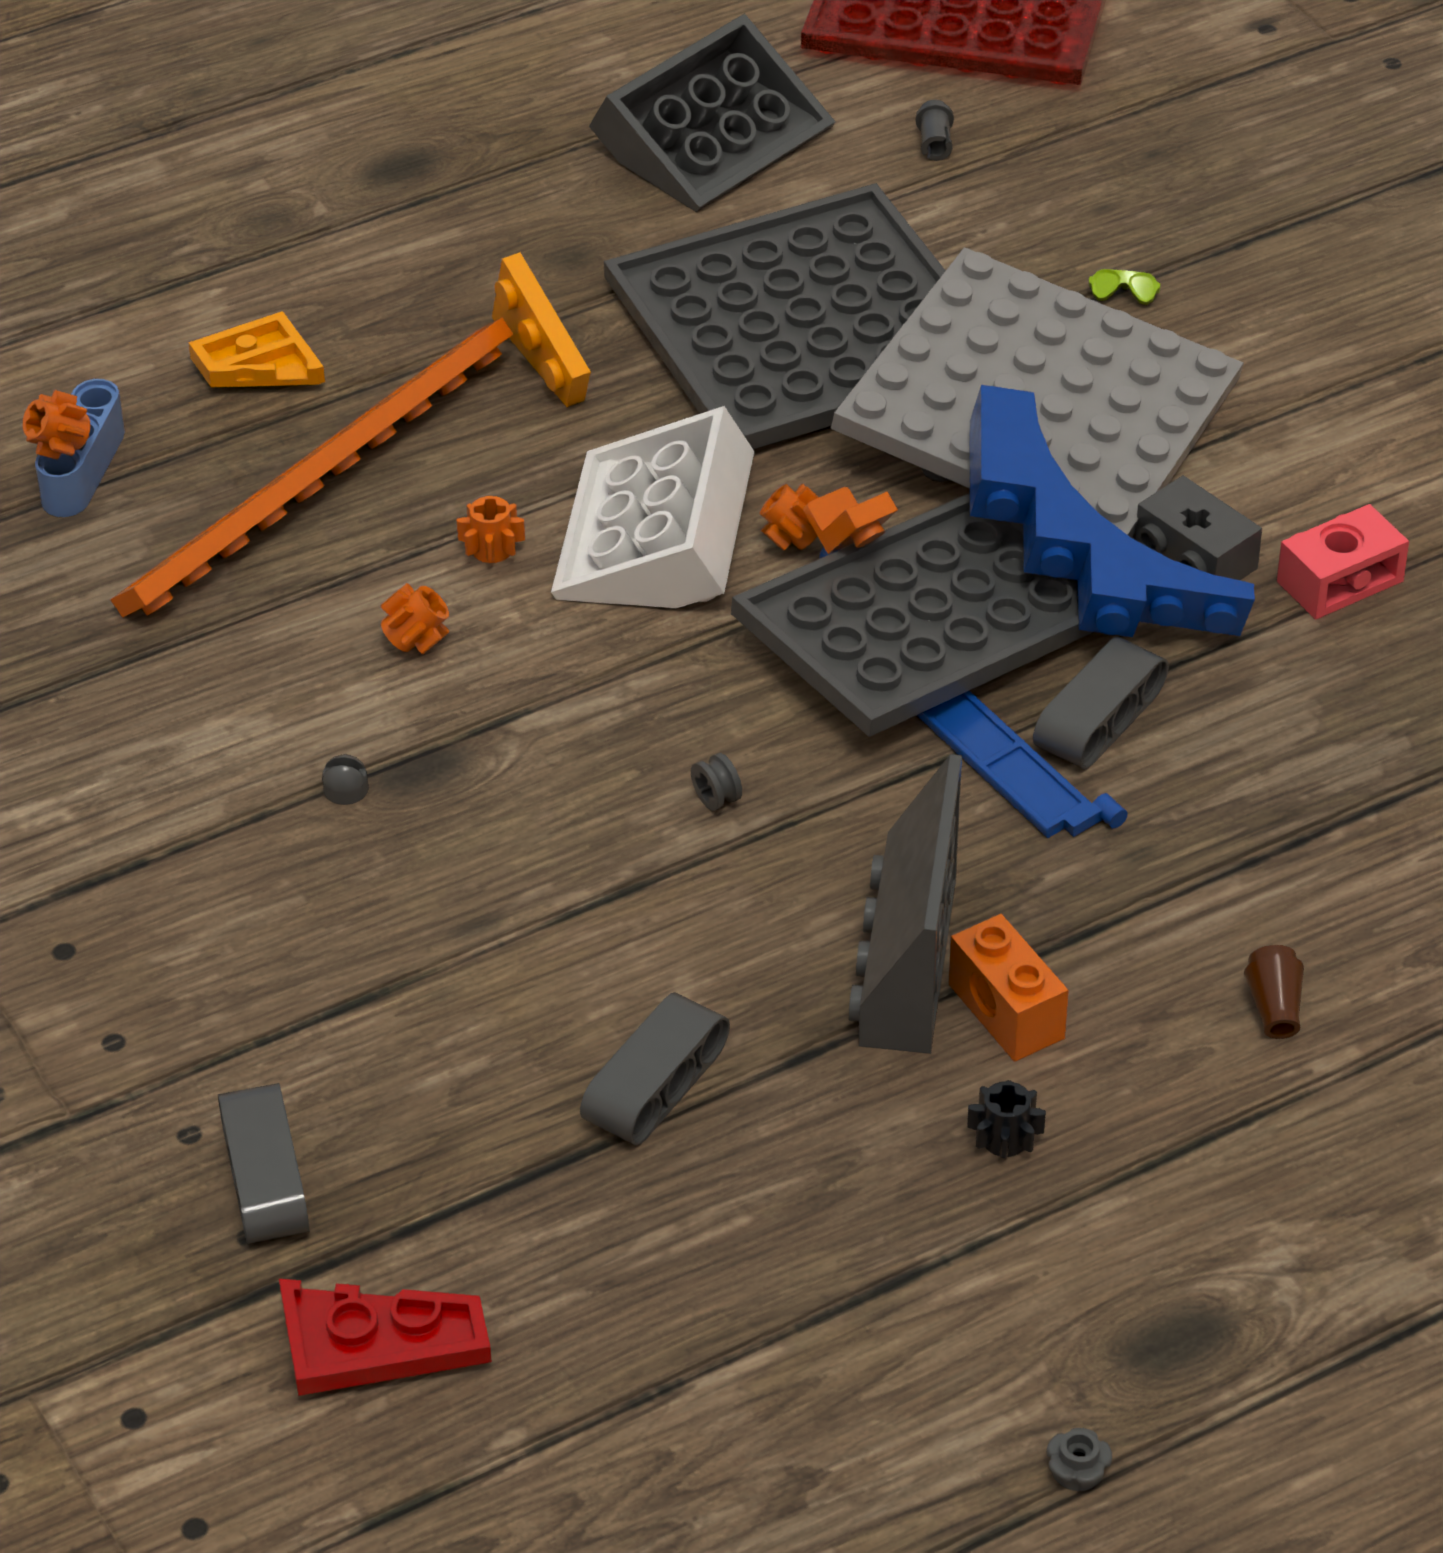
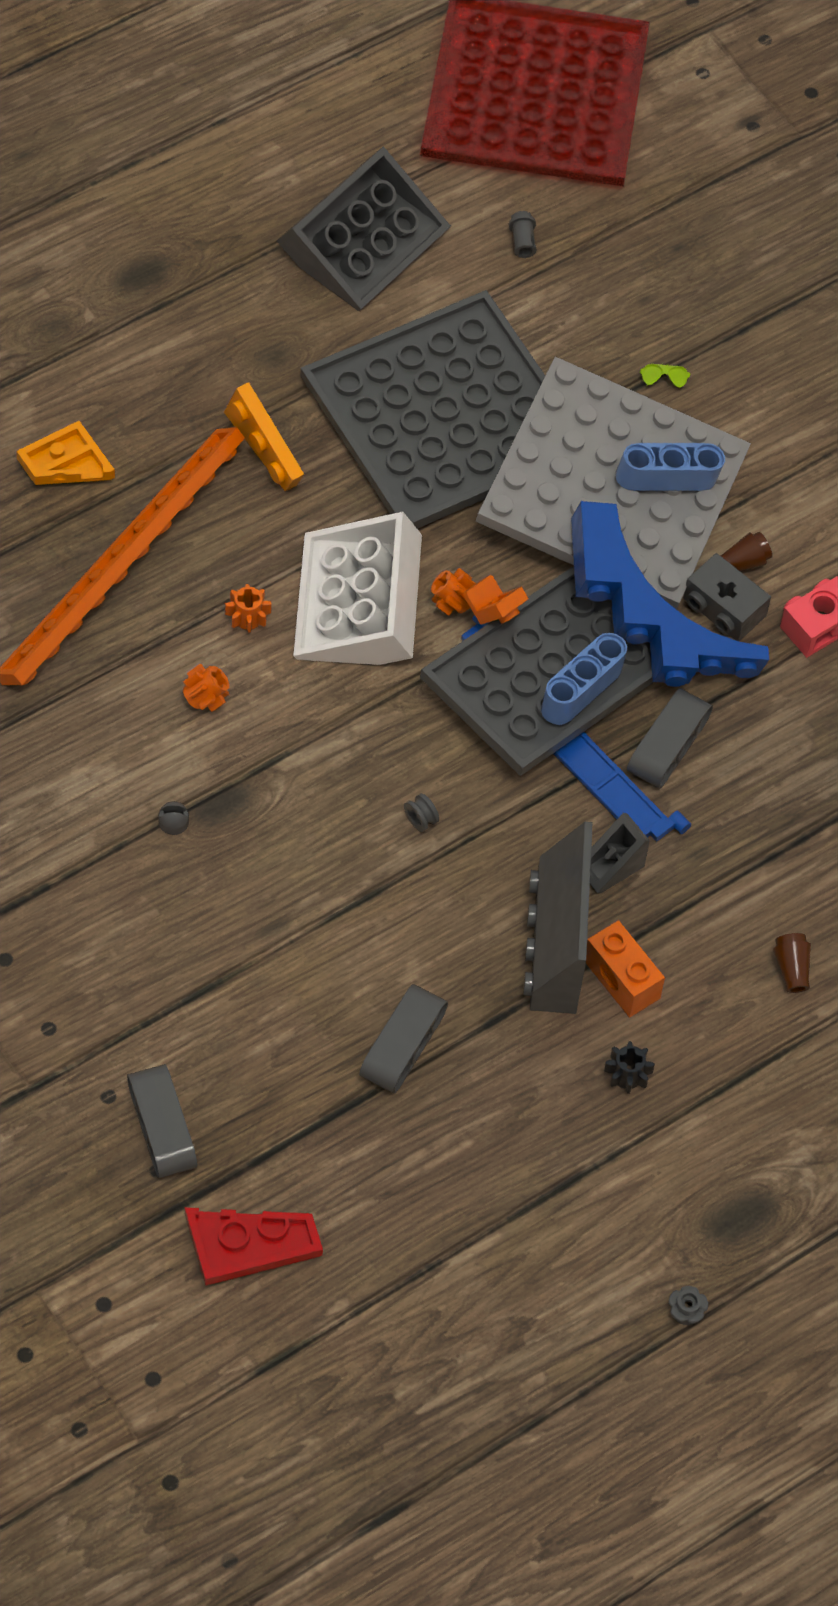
camera: 10 degrees left, 15 degrees up
(972, 611) = (598, 665): none -> medium blue beam
(1008, 840) = (617, 854): none -> dark grey slope
(1119, 367) = (670, 466): none -> medium blue beam
(1238, 483) = (749, 552): none -> reddish brown cone

